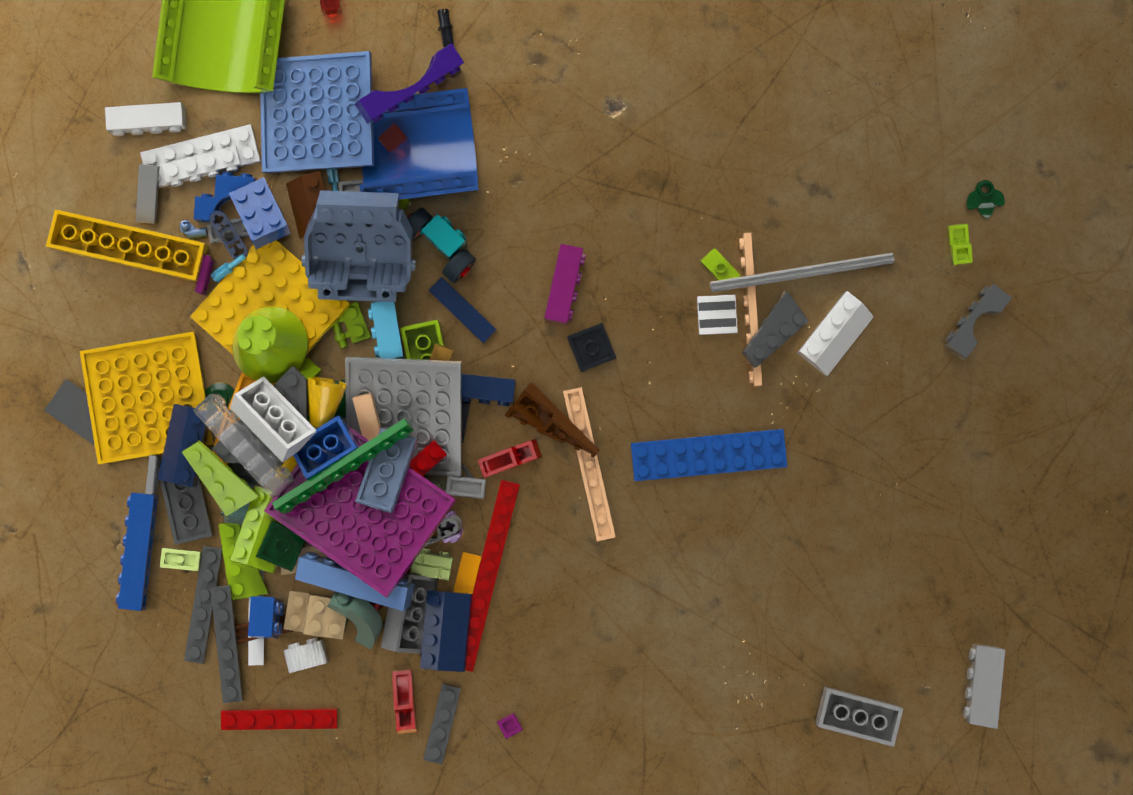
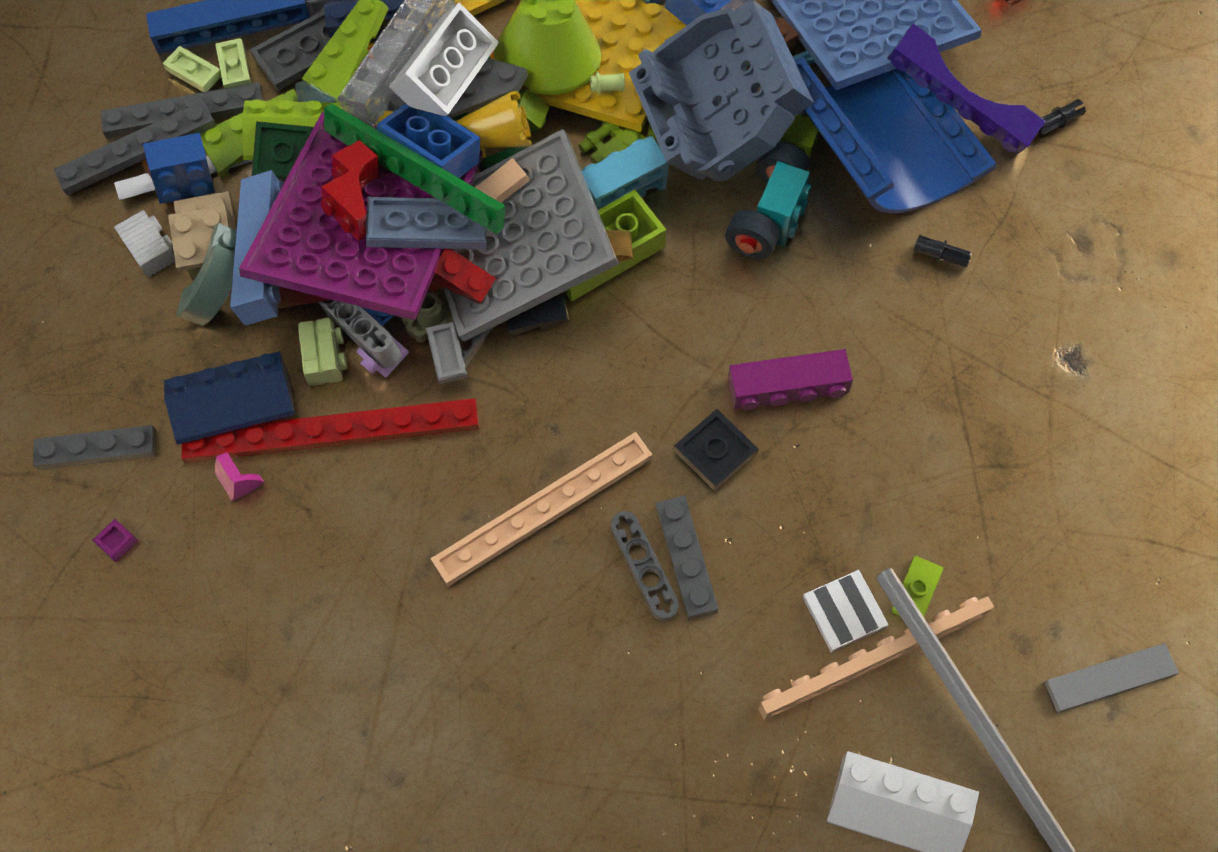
camera: 70 degrees right, 20 degrees down
(173, 589) = (192, 69): none -> yellowish green plate
(279, 719) = (51, 246): red plate -> none
(311, 314) = (604, 83): none -> yellowish green pin
(353, 516) = (342, 197): none -> red arch
(393, 137) = (886, 100): clear red panel -> none
(404, 702) = (111, 385): red slope -> none
(405, 628) = (229, 340): light grey slope -> none
(462, 310) = (693, 269): dark blue tile -> none
(467, 573) = (323, 402): light orange tile -> none
(488, 389) = (596, 332): dark blue brick -> none
(498, 644) = (231, 479): none -> dark pink tile
(509, 458) = (511, 399): red slope -> none
(512, 150) = (942, 251): none -> black axle
(538, 411) = (591, 413): reddish brown wedge -> none
(646, 414) = (641, 567): none -> dark grey beam
(650, 391) = (686, 557): none -> dark grey plate
(708, 455) = (627, 683): blue plate -> none
(779, 326) = (868, 705): dark grey wing -> none
(810, 185) = (1111, 677): none -> light grey tile

